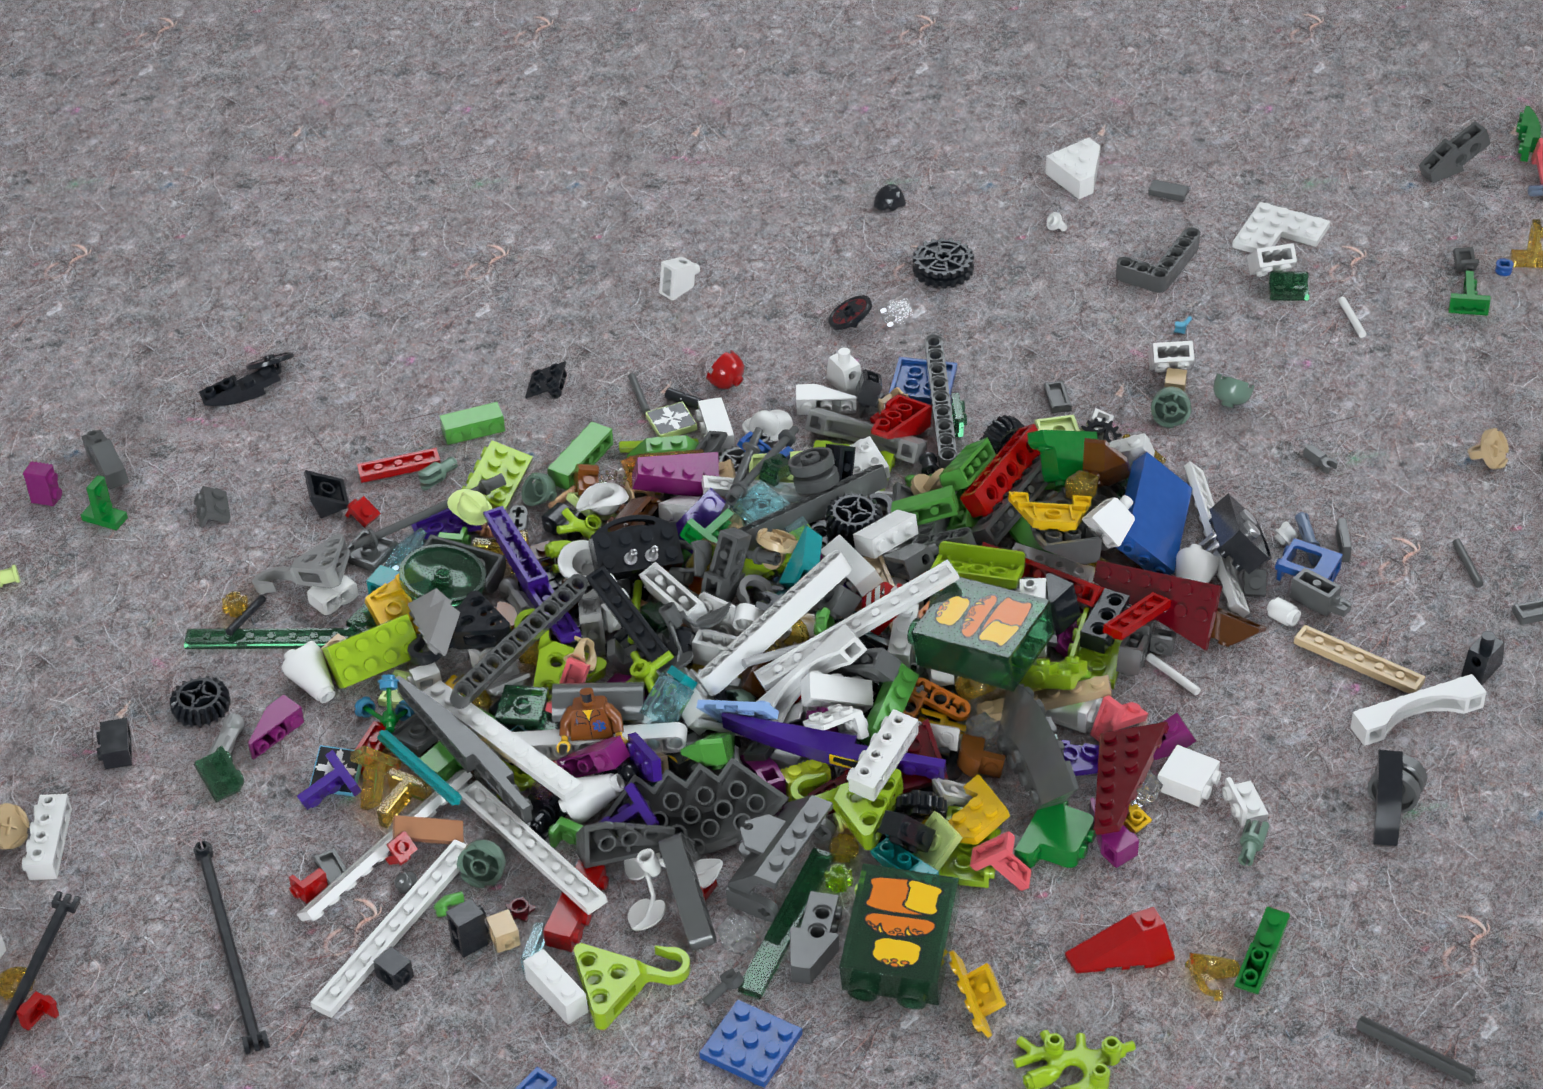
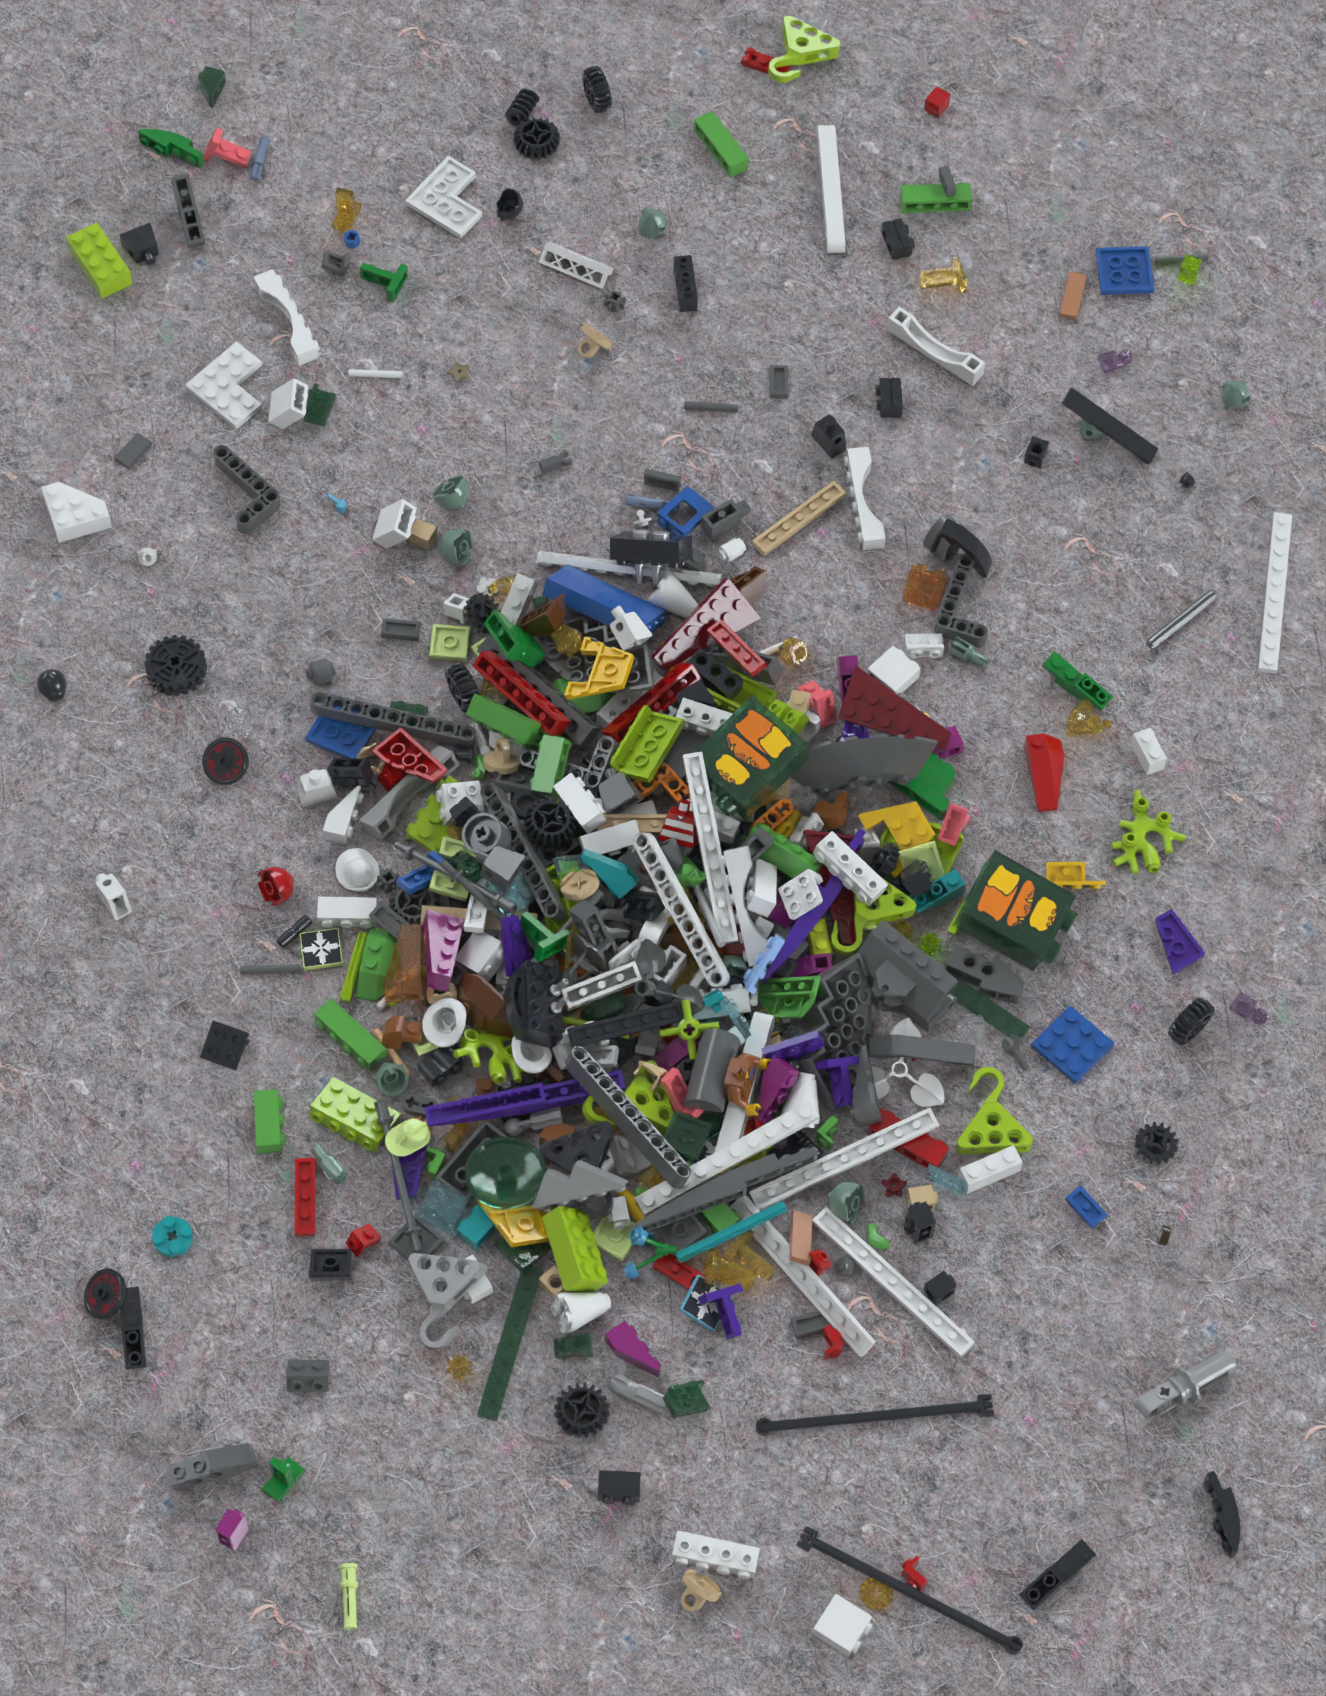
camera: 80 degrees left, 20 degrees up
(245, 615) = (477, 1359): black bar -> none
(271, 682) = (573, 1346): none -> clear green leg
(348, 391) = (168, 1226): none -> teal plate
(776, 480) = (500, 866): none -> torso
(978, 351) = (320, 671): none -> dark grey head
(1174, 684) = (793, 651): none -> clear yellow brick
(1194, 1042) = (1148, 751): none -> white brick
(1314, 813) = (951, 602): none -> dark grey beam
(1327, 782) = (924, 586): none -> clear orange bracket
(1354, 259) = (271, 290): none -> white arch
(1365, 120) = (99, 260): none -> lime brick
(1390, 371) = (459, 376): none -> dark tan plate
(1402, 141) = (140, 244): none -> black torso

